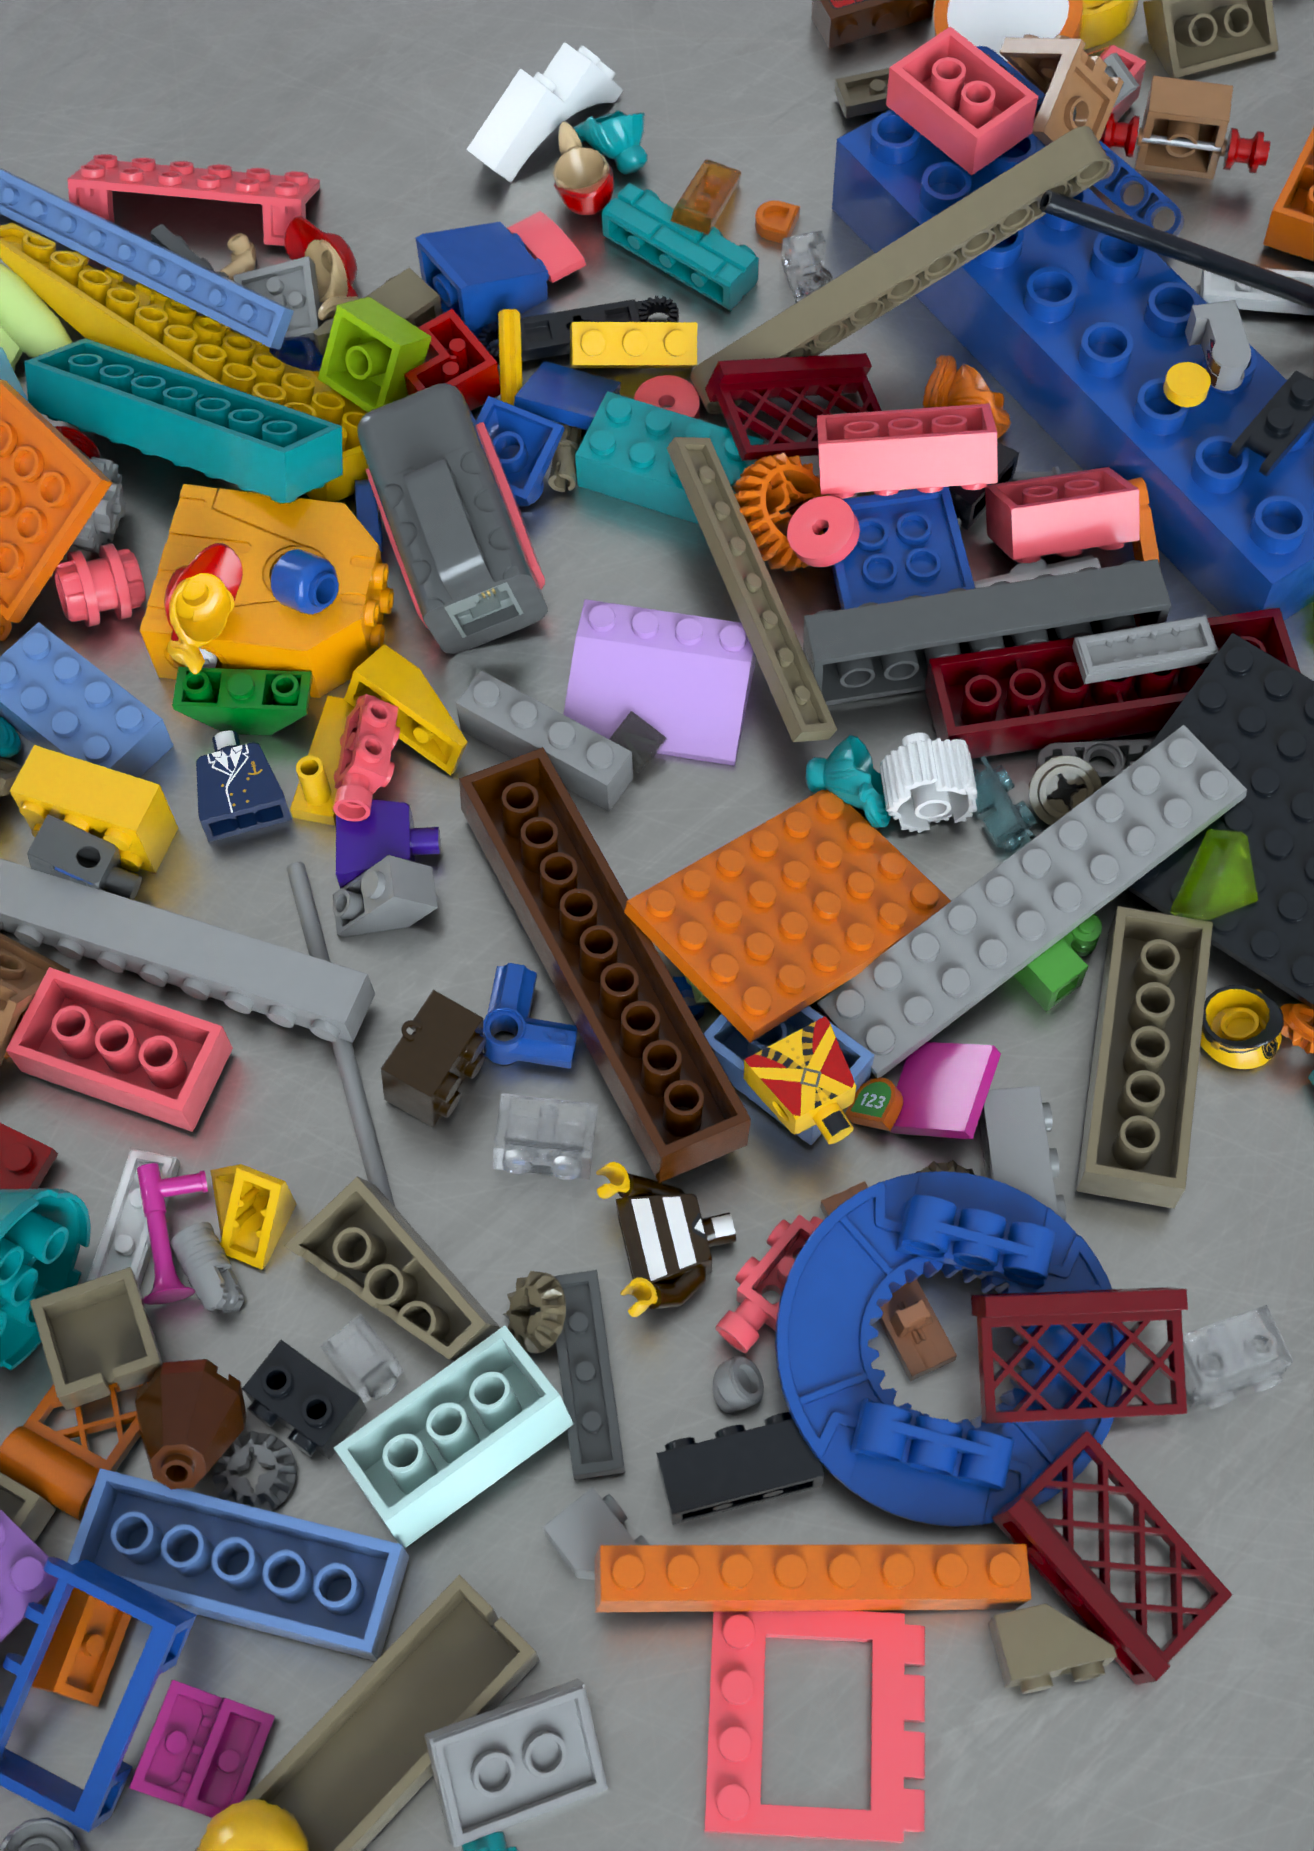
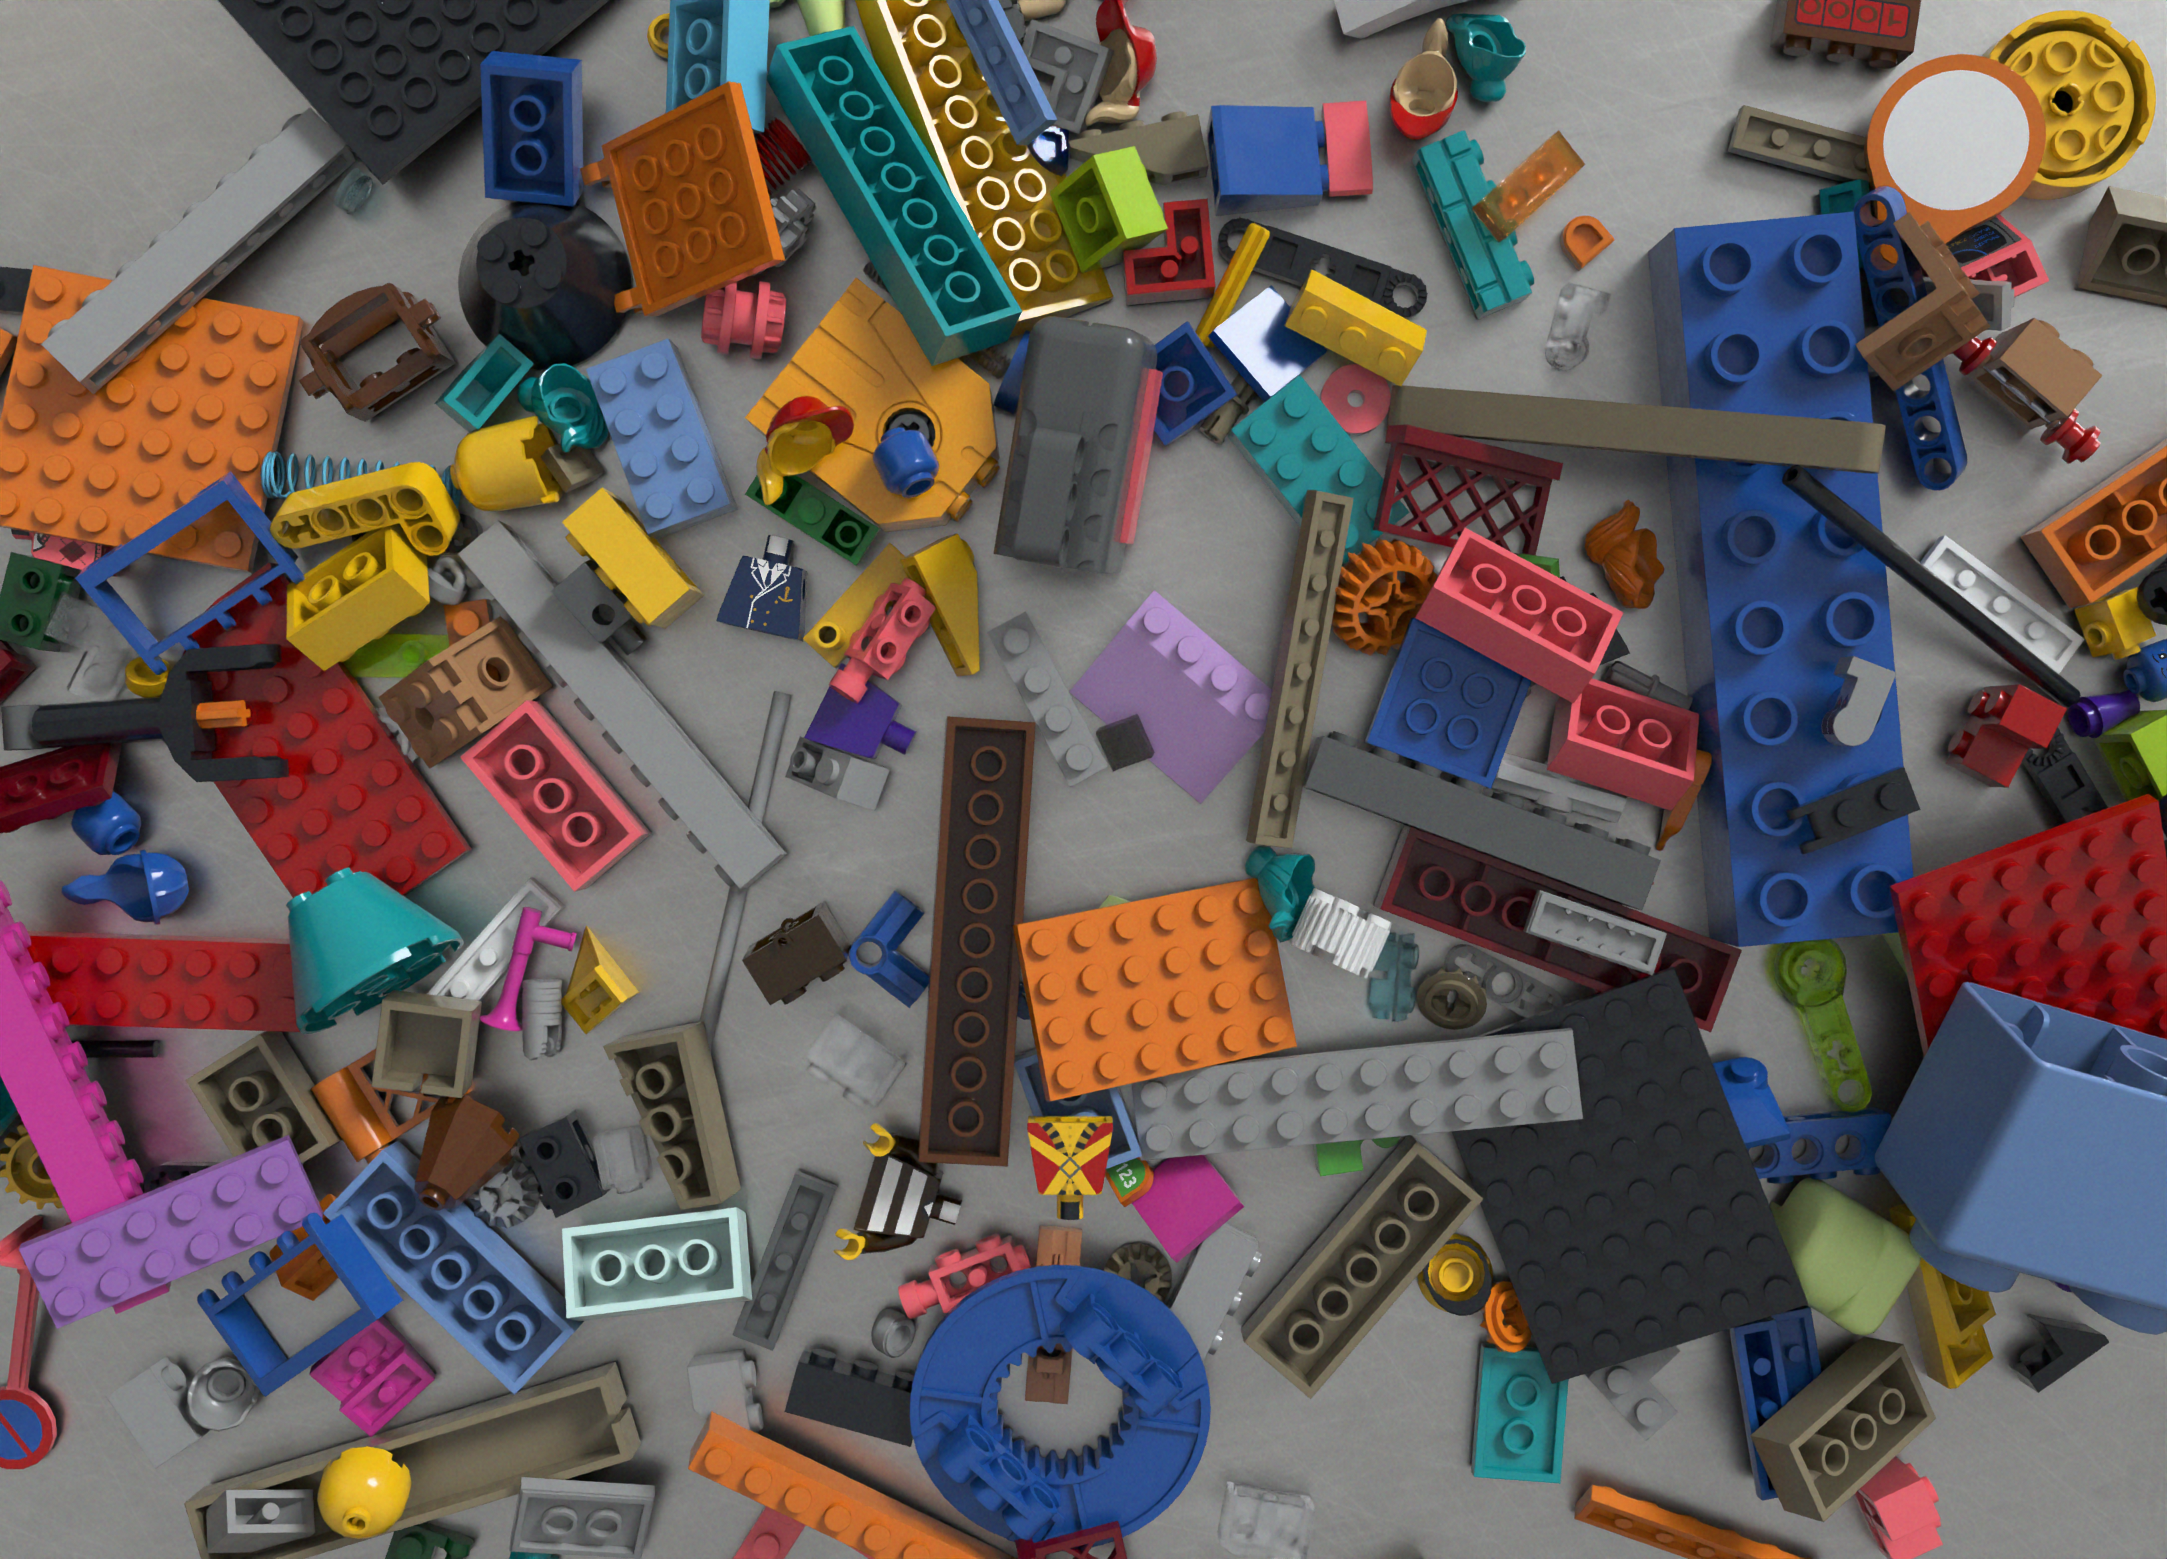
camera: 25 degrees right, 25 degrees up
(540, 1330) = (782, 1195): dark tan gear -> none
(835, 543) = (1378, 643): coral piece -> none
(961, 100) = (1803, 285): coral brick -> none
(1081, 1307) = (1165, 1448): dark red fence -> none
(1187, 384) = (1798, 721): yellow tile -> none
(1218, 878) = (1509, 1168): clear neon green slope -> none

